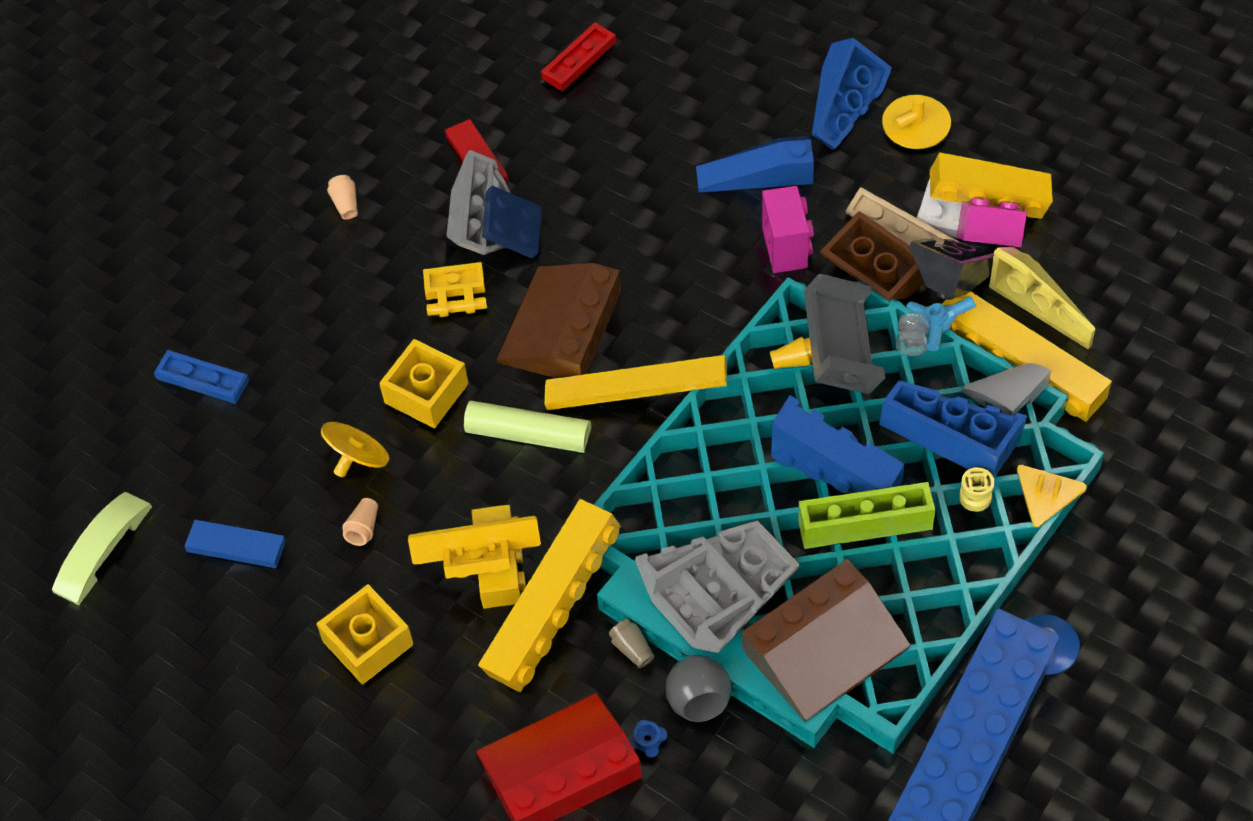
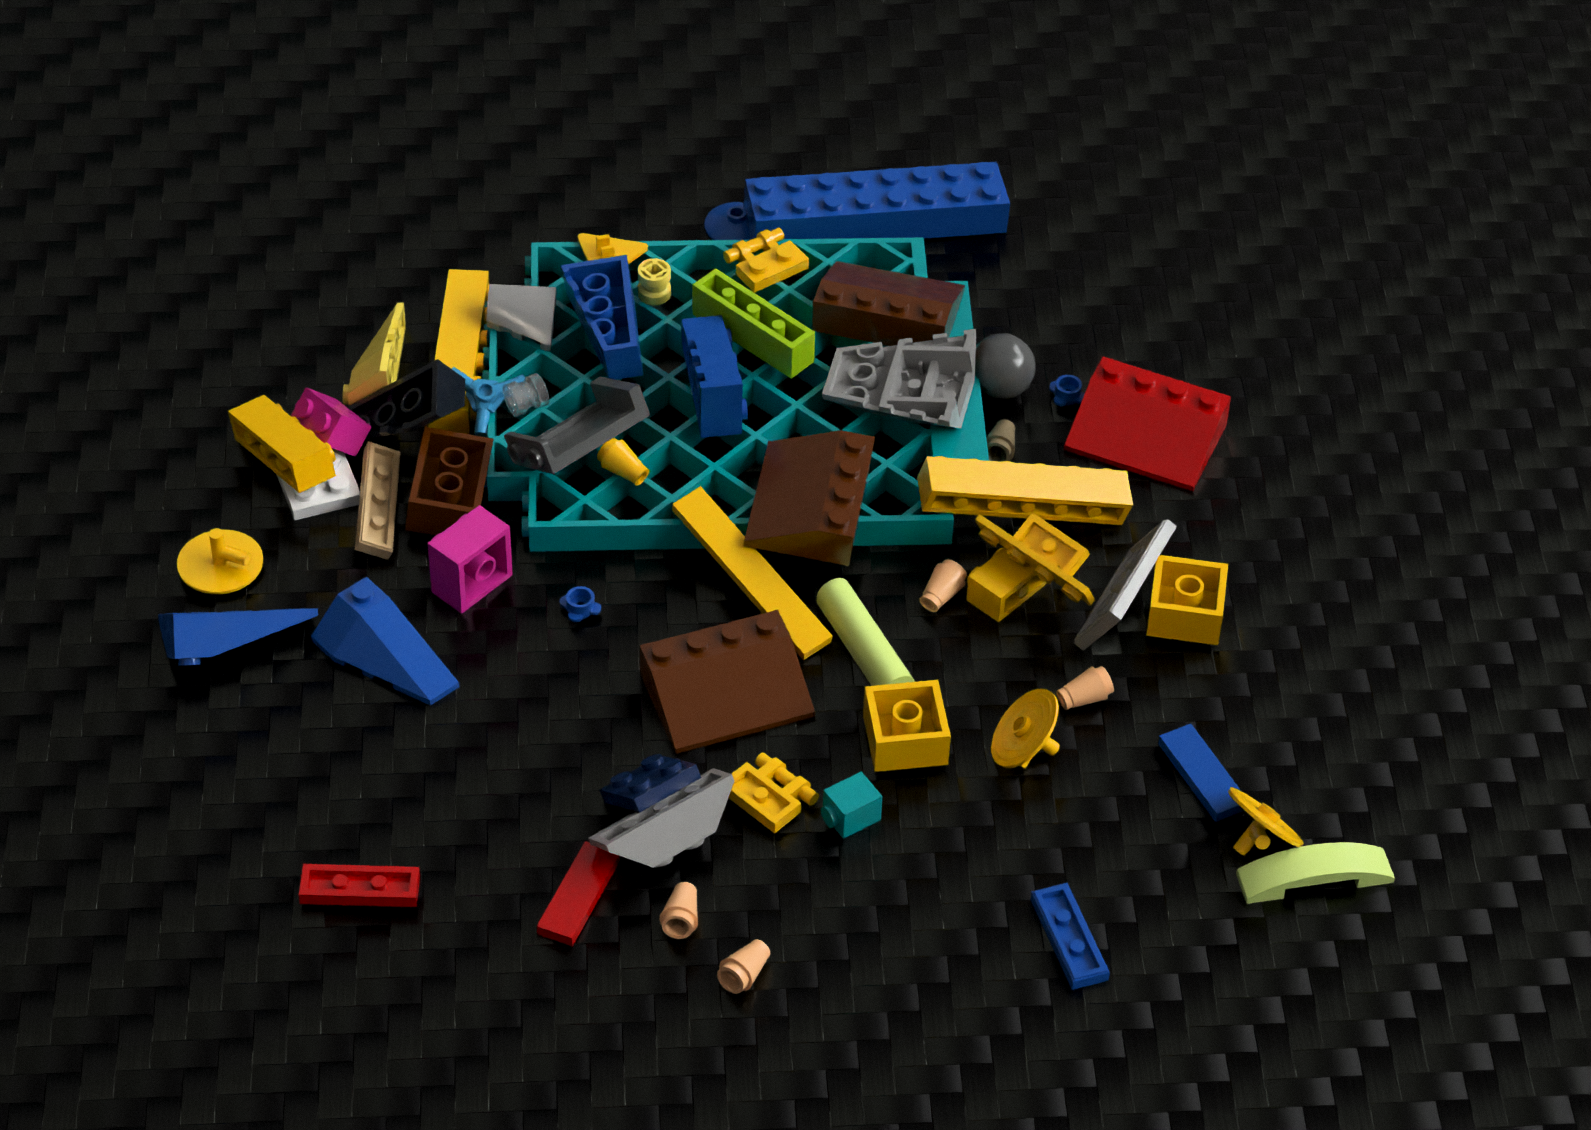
camera: 135 degrees left, 10 degrees down
(153, 528) = (1264, 819): none -> yellow shield
(399, 320) = (851, 805): none -> teal brick
(411, 190) = (680, 912): none -> light nougat cone
(412, 600) = (1124, 584): none -> light grey tile
(529, 500) = (943, 584): none -> light nougat cone
(657, 444) = (811, 496): none -> reddish brown slope
(706, 279) = (580, 603): none -> blue plate
(940, 594) = (768, 267): none -> yellow plate

